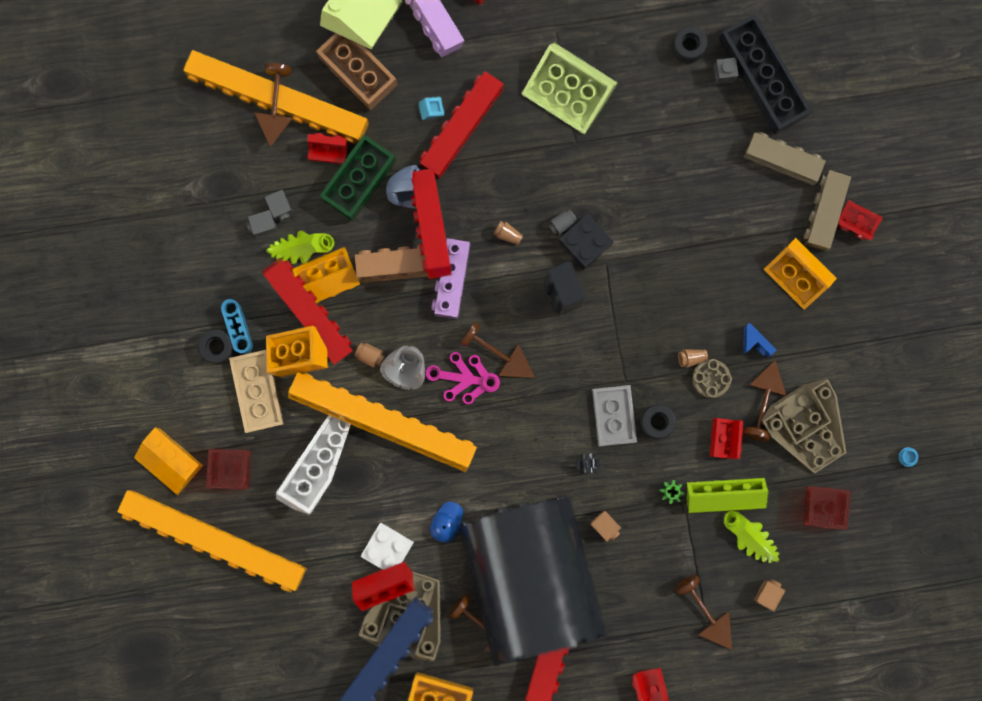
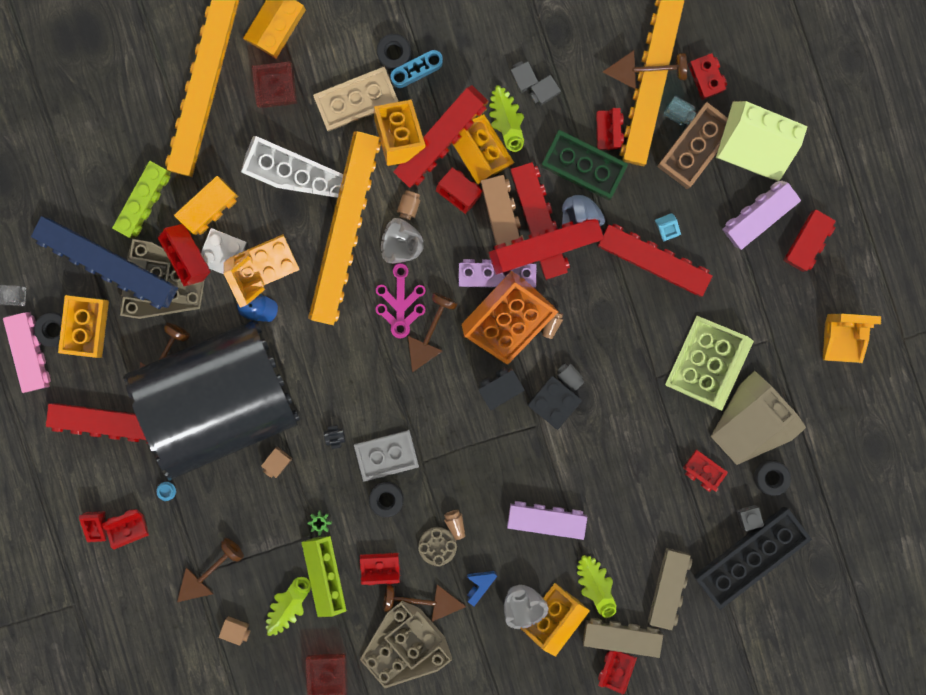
camera: 80 degrees right, 5 degrees up
(292, 48) = (707, 76): none -> red brick
(320, 78) = (680, 111): none -> clear light blue brick
(320, 621) = (141, 200): none -> lime brick
(338, 555) = (207, 206): none -> light orange slope
(363, 303) = (459, 190): none -> red brick
(398, 231) = (537, 213): none -> red brick
(407, 513) = (258, 266): none -> light orange bracket
(496, 272) = (508, 318): none -> orange slope
(618, 643) = (166, 491): none -> dark azure plate
(632, 52) = (755, 421): none -> dark tan wedge
(673, 107) = (704, 470): none -> red bracket
(701, 267) = (547, 521): none -> lavender brick
(772, 228) = (597, 587): none -> lime plant
(783, 300) = (524, 607): none -> light grey hair

